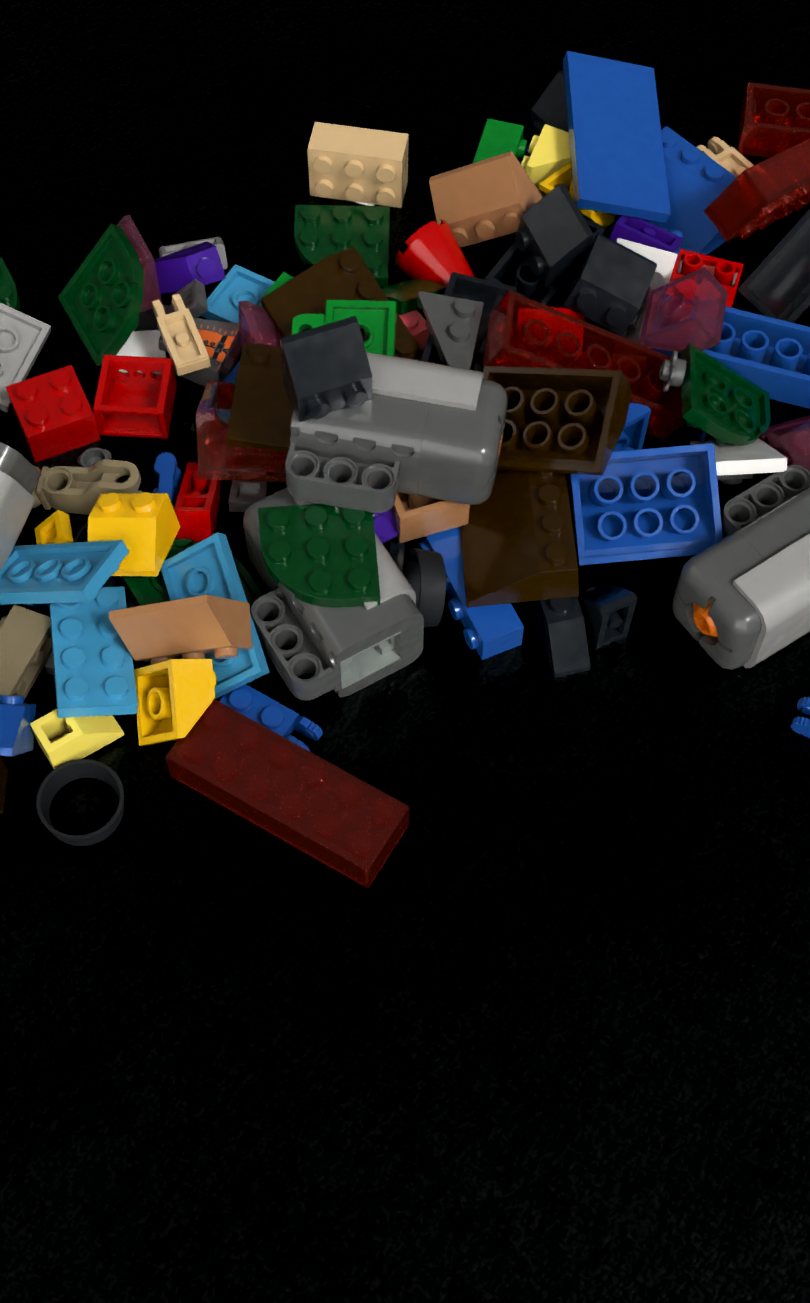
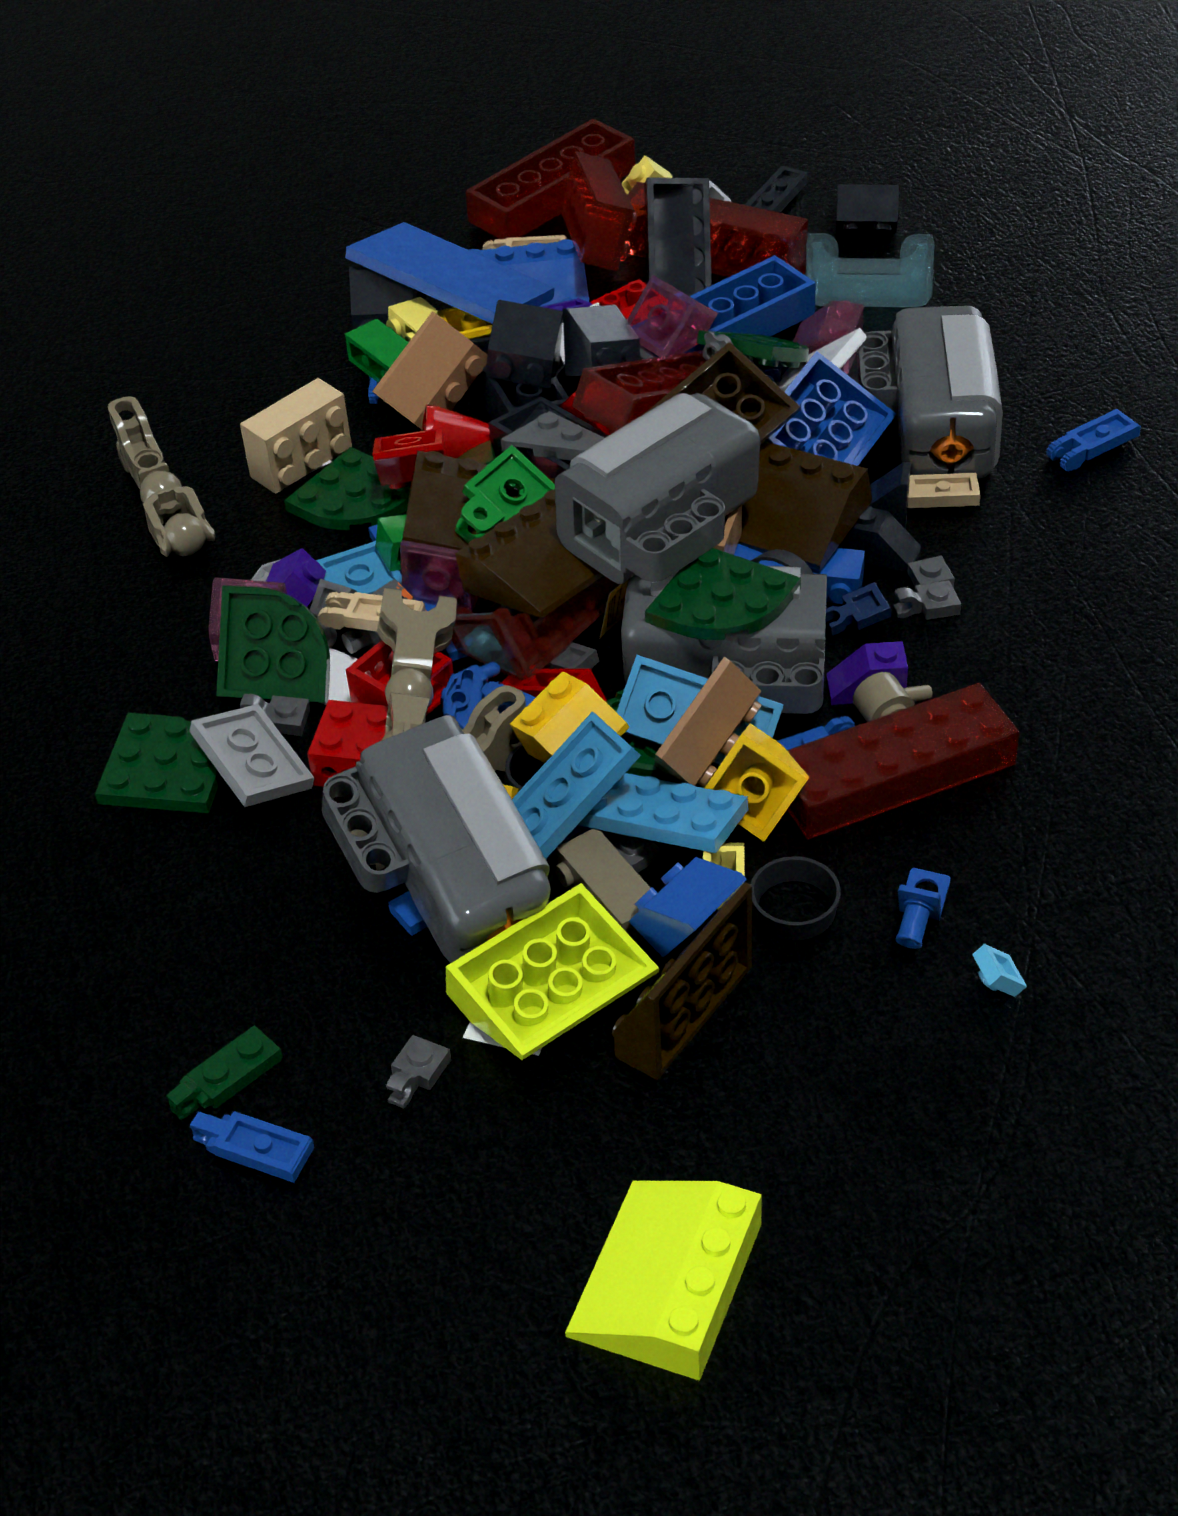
camera: 50 degrees left, 15 degrees down
(65, 347) = (286, 713): none -> flat silver plate
(90, 1004) = (998, 971): none -> medium azure plate
(131, 902) = (920, 905): none -> blue bracket
(145, 377) = (414, 641): none -> dark tan piece
(150, 443) = (464, 691): none -> blue piece
(255, 103) = (159, 489): none -> dark tan piece
(326, 369) = (613, 456): black slope -> none
(353, 746) = (884, 695): none -> dark tan piece
(379, 244) = (397, 454): none -> red slope
(384, 718) = (863, 663): none -> dark purple slope
(464, 666) = (859, 607): none -> dark blue plate
(521, 714) = (930, 599): none -> flat silver plate
(556, 695) = (929, 571): none -> dark grey plate
(668, 638) = (943, 490): none -> tan plate

